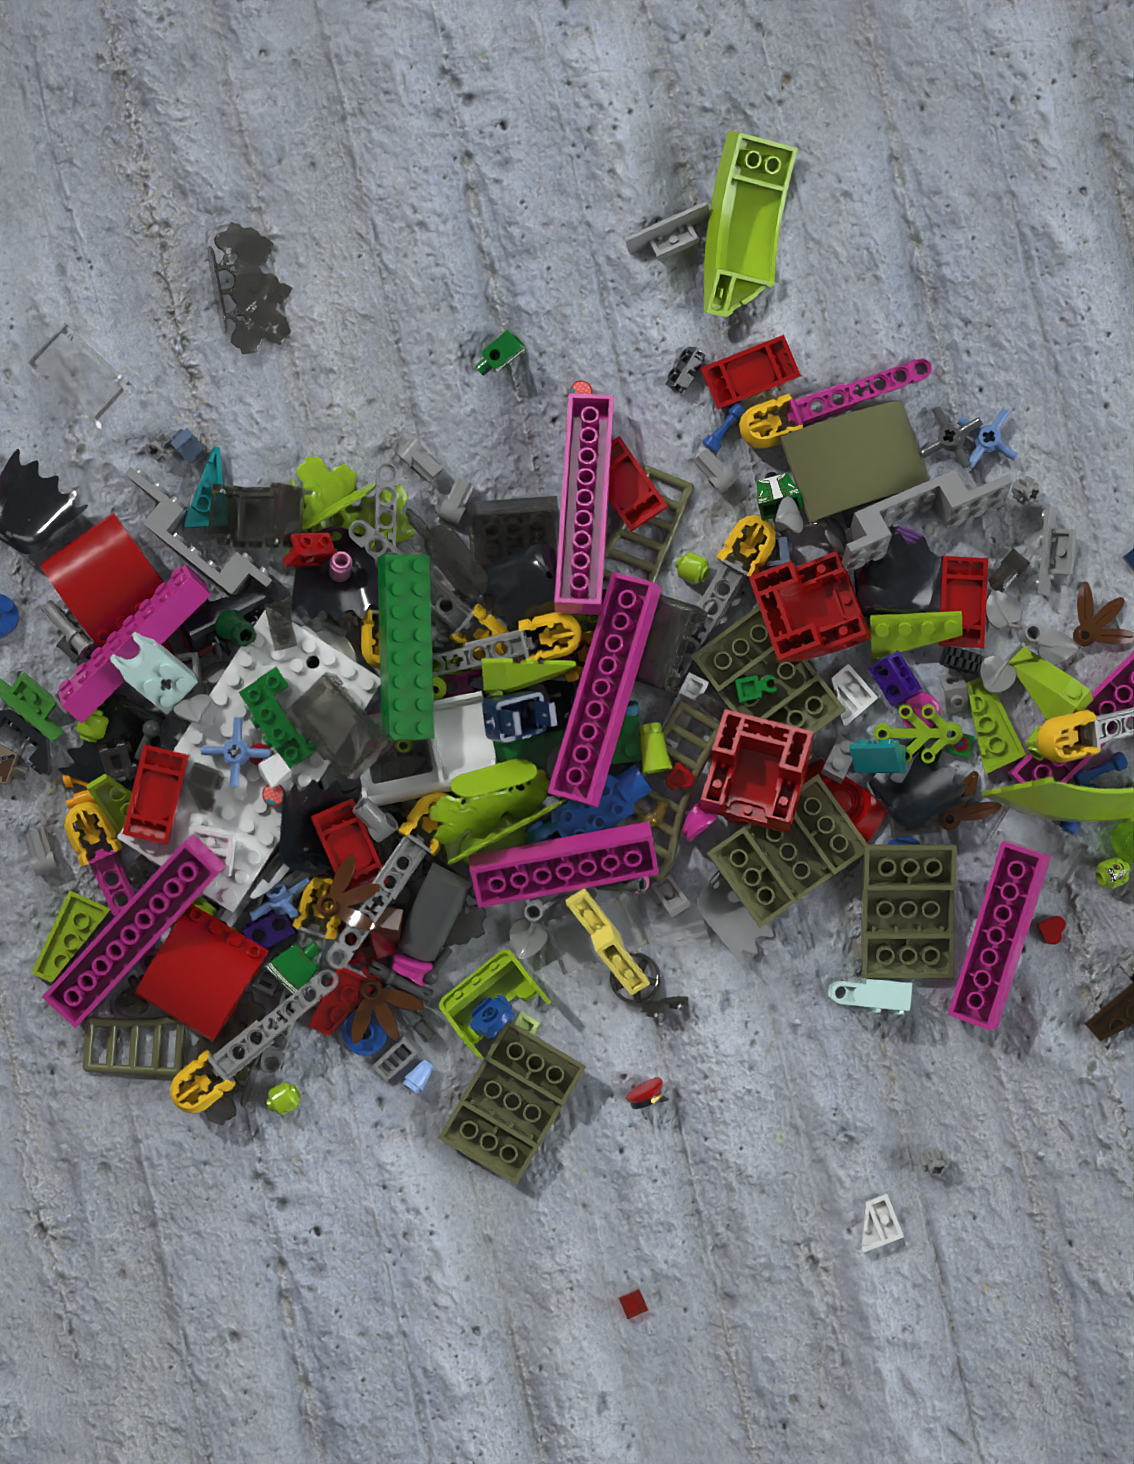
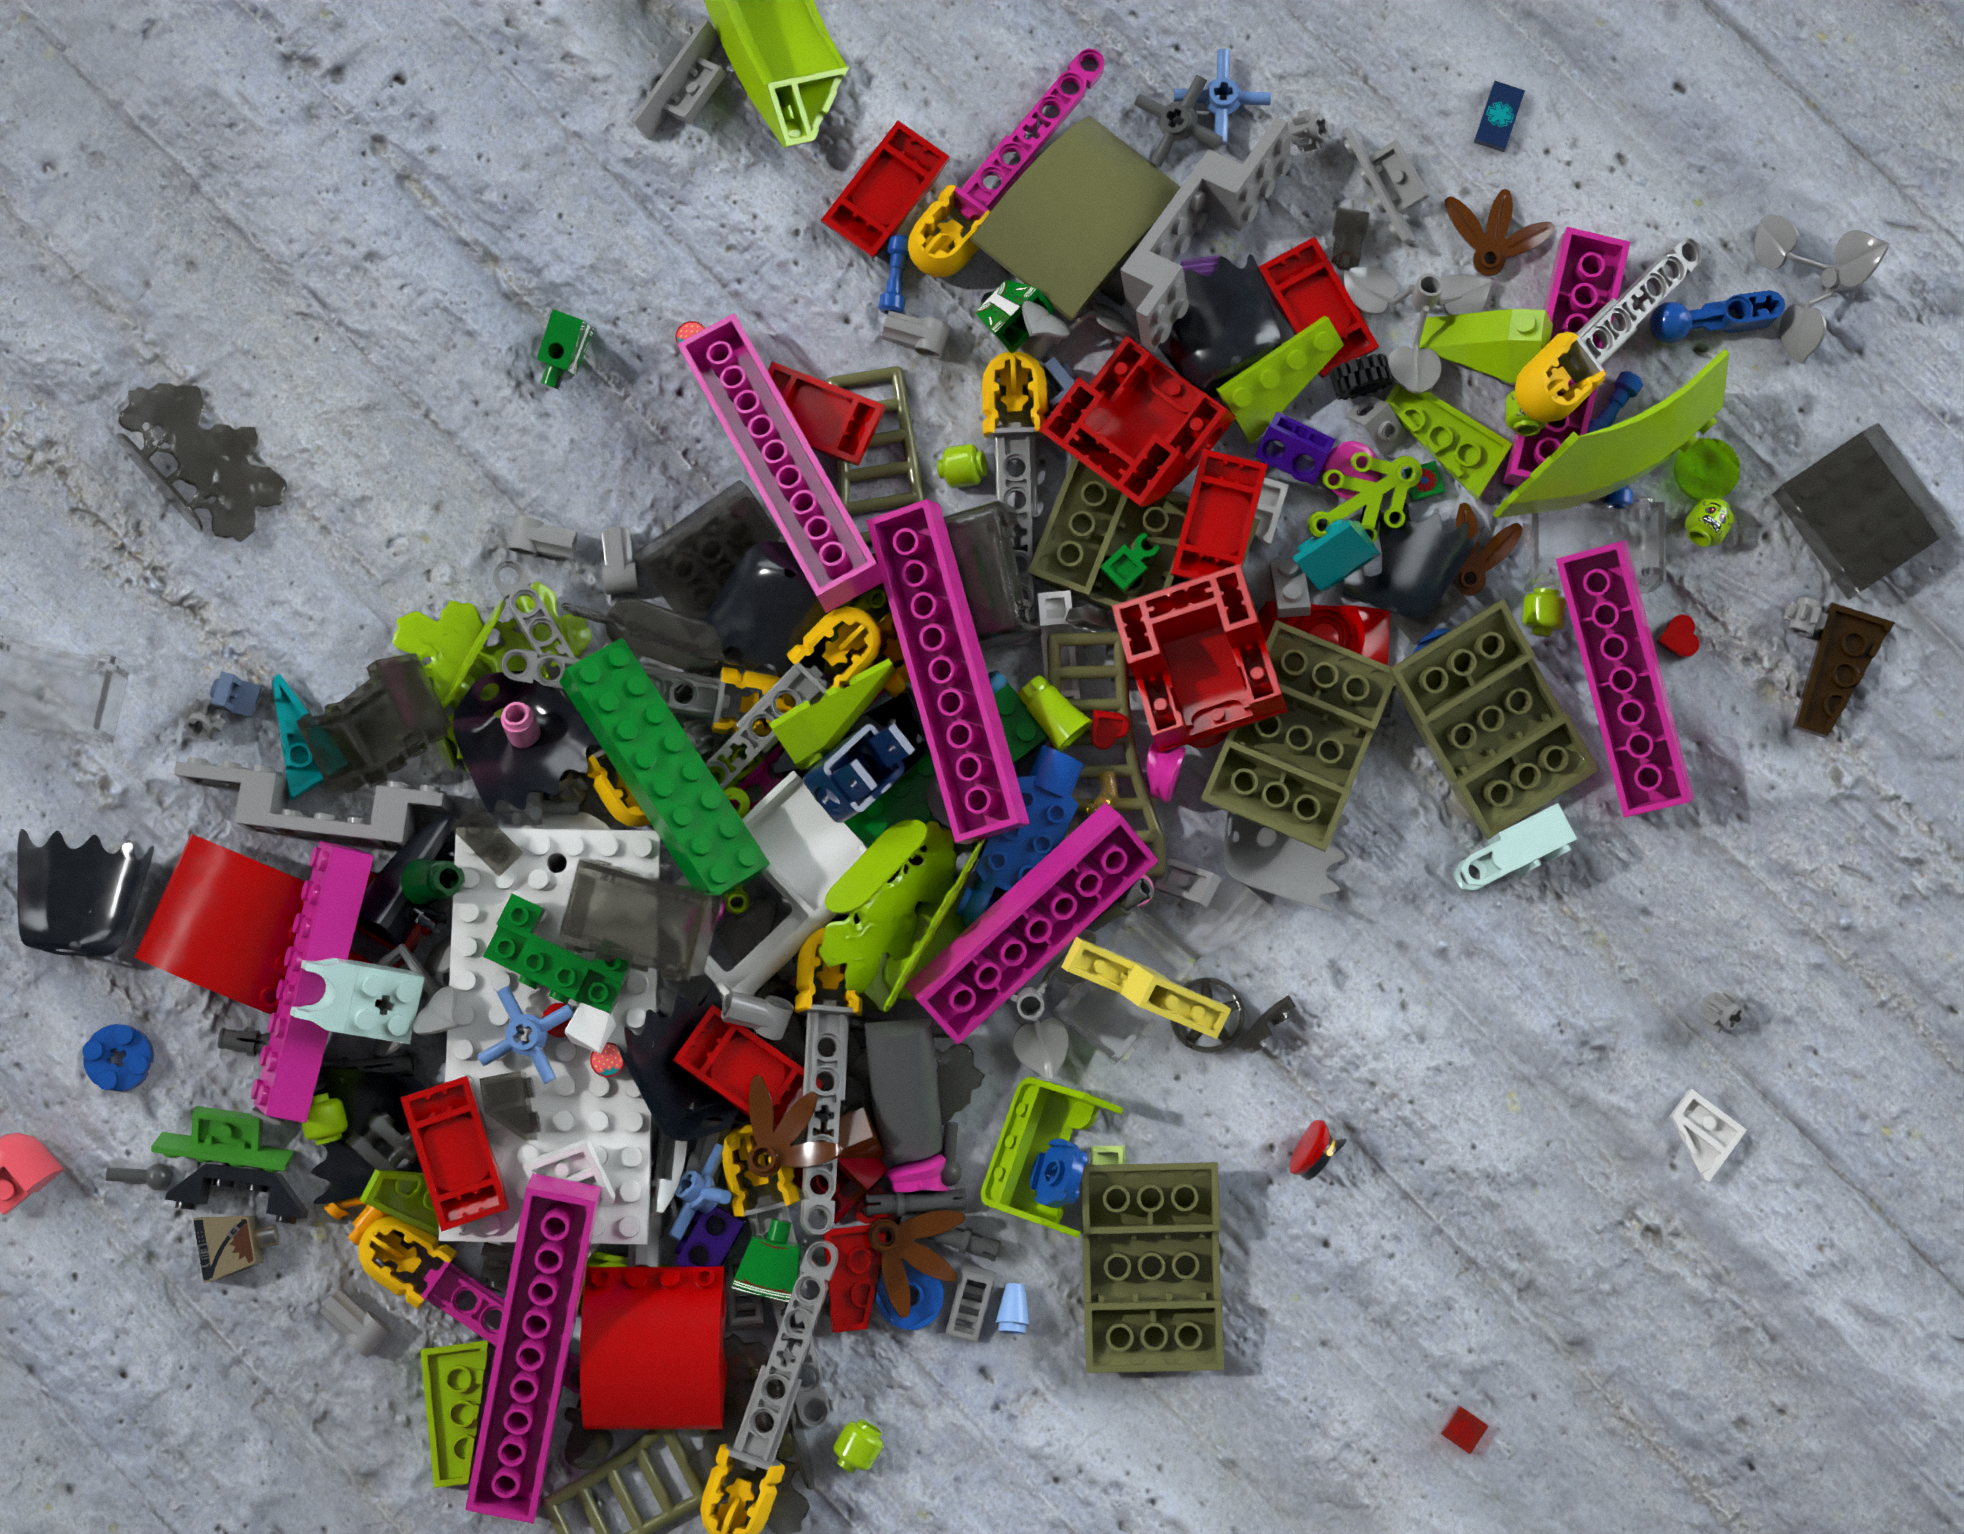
camera: 30 degrees left, 5 degrees down
(74, 635) = (231, 1019): light grey pin -> none
(151, 730) = (403, 1079): dark grey bar -> none
(309, 550) = (467, 726): red bracket -> none
(688, 361) = (803, 219): black hinge -> none
(821, 693) = (1218, 515): none -> red slope
(979, 865) = (1544, 611): none -> lime head

